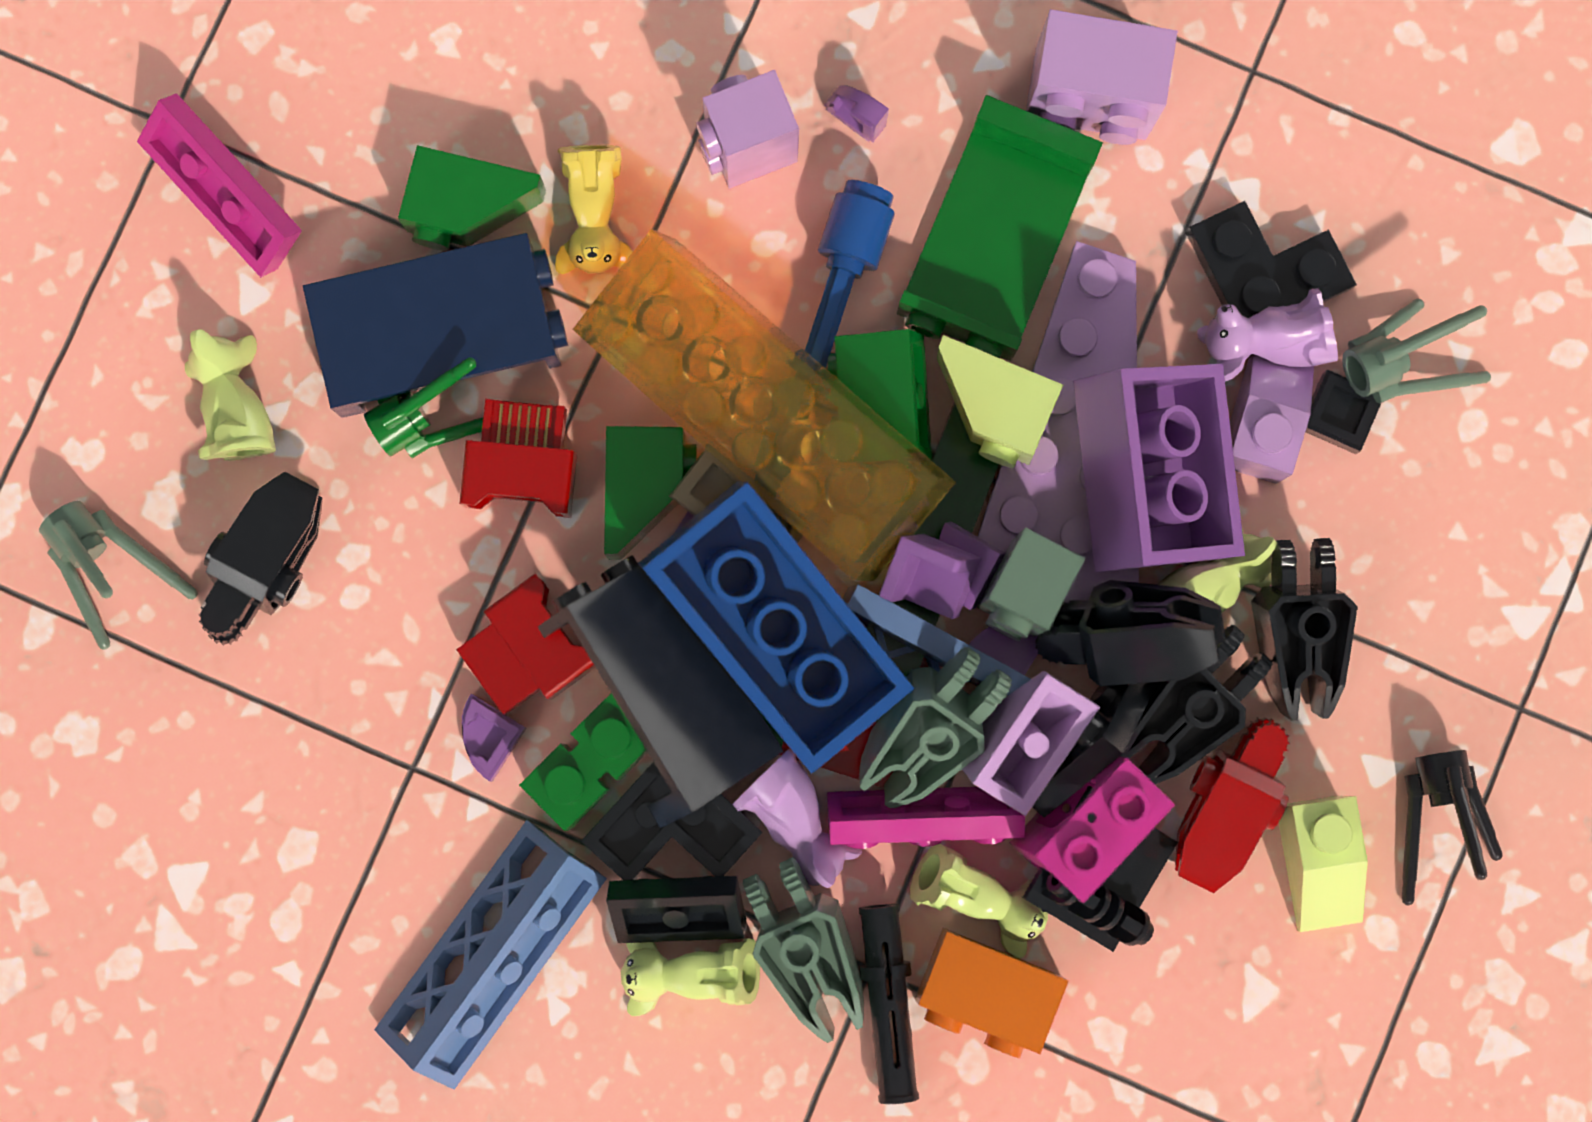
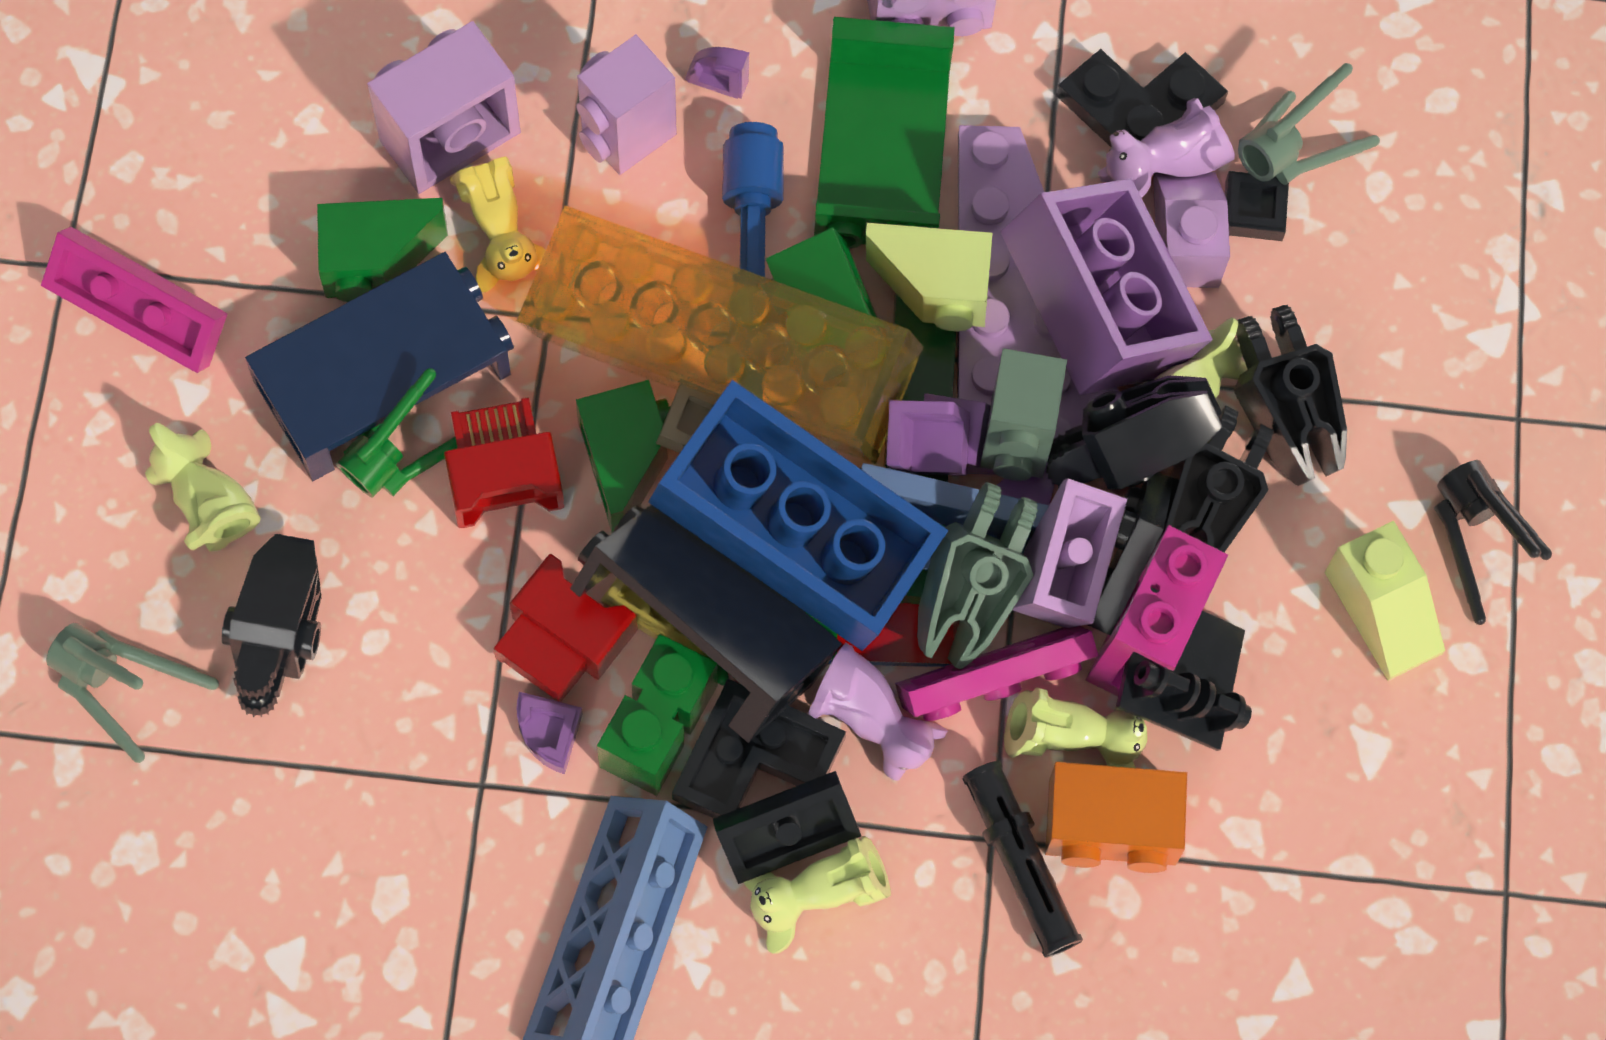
camera: 15 degrees left, 15 degrees down
(570, 76) = (444, 106): none -> lavender brick
(806, 951) = (926, 825): sand green hinge -> none
(1232, 806) = (1283, 572): red hinge -> none

